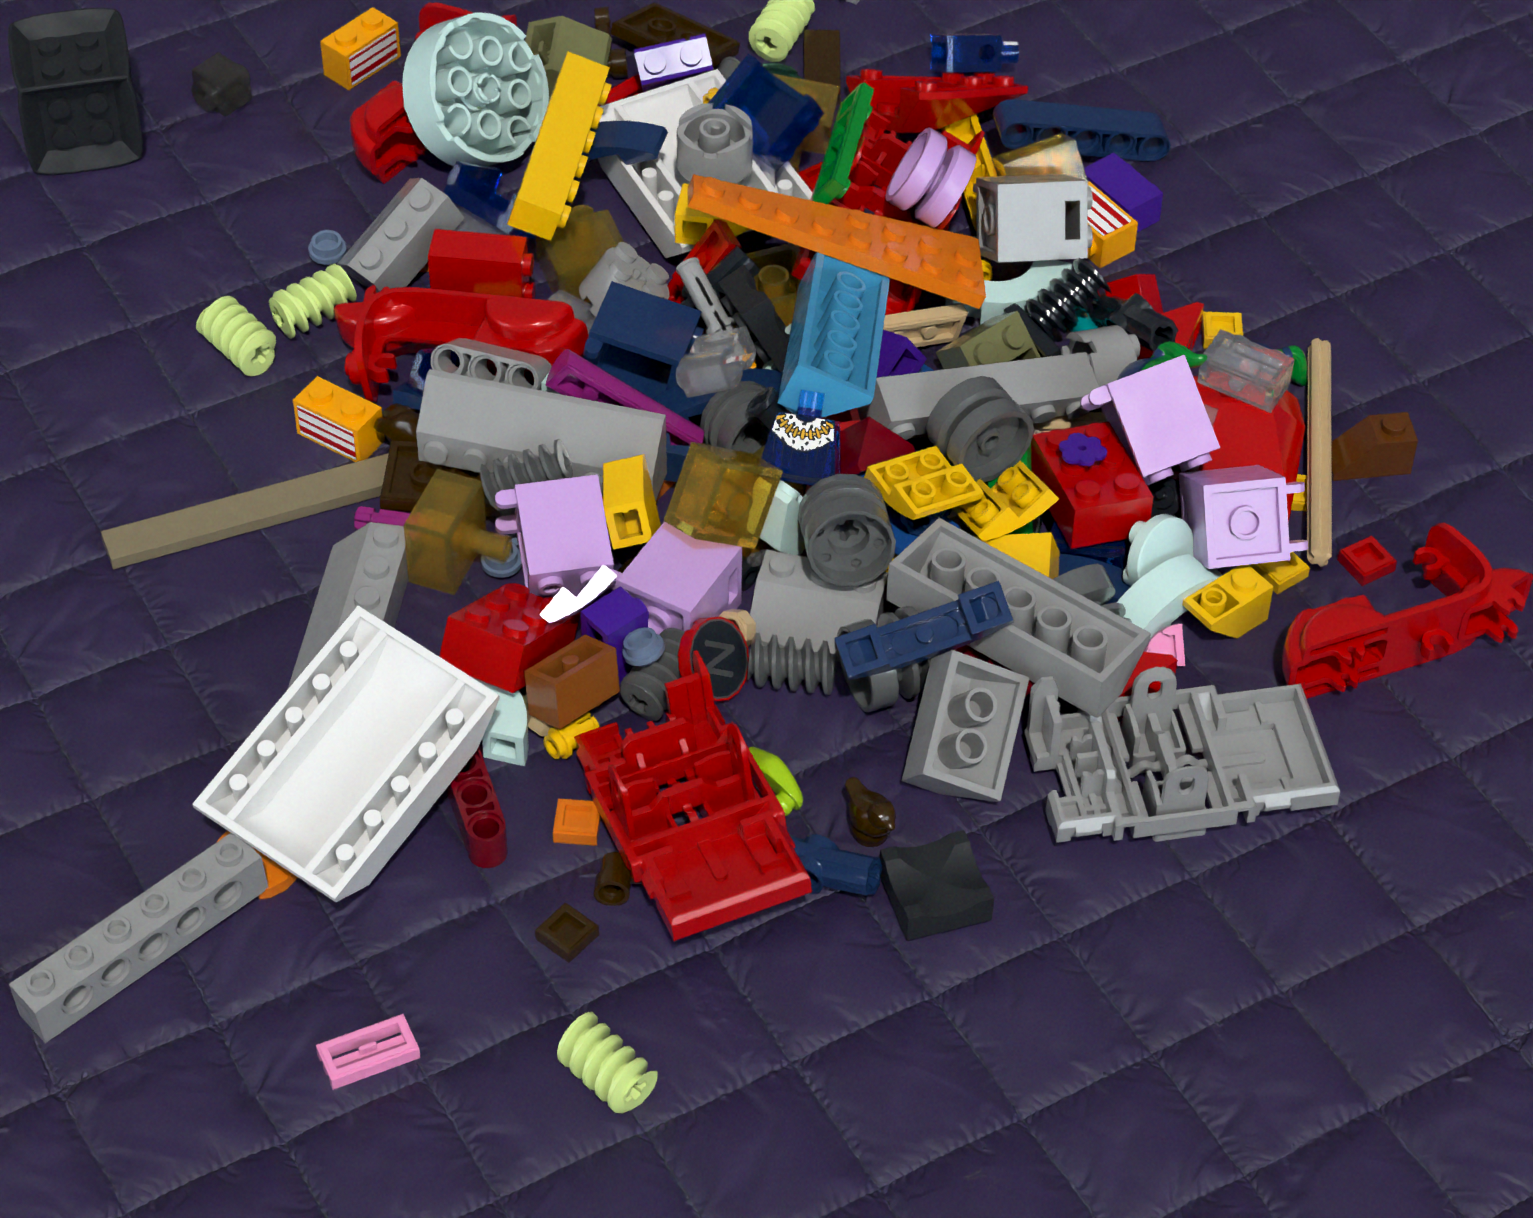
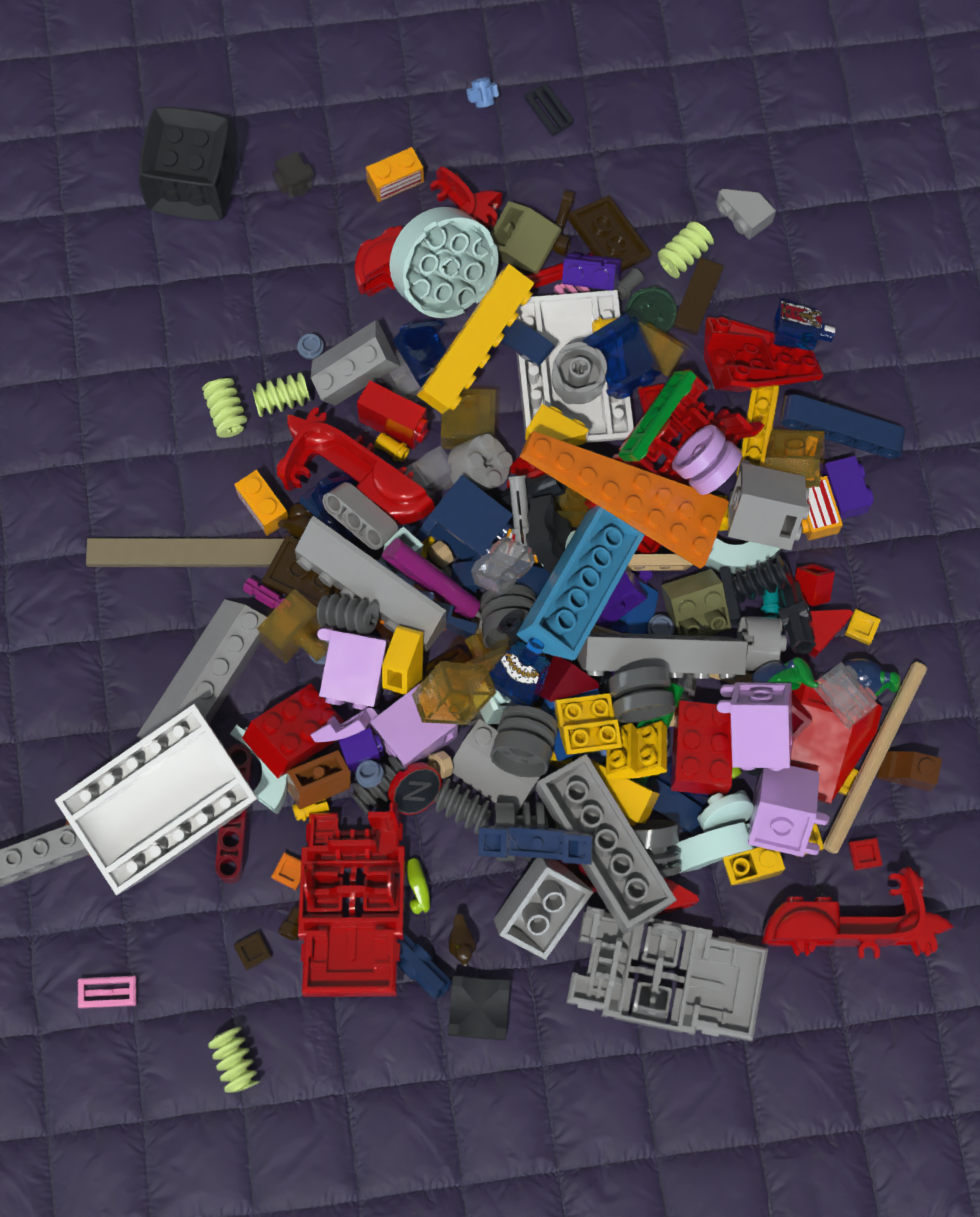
camera: 20 degrees right, 25 degrees up
(1082, 450) = (700, 728): dark purple plant -> none
(1168, 641) = (700, 879): bright pink tile -> none

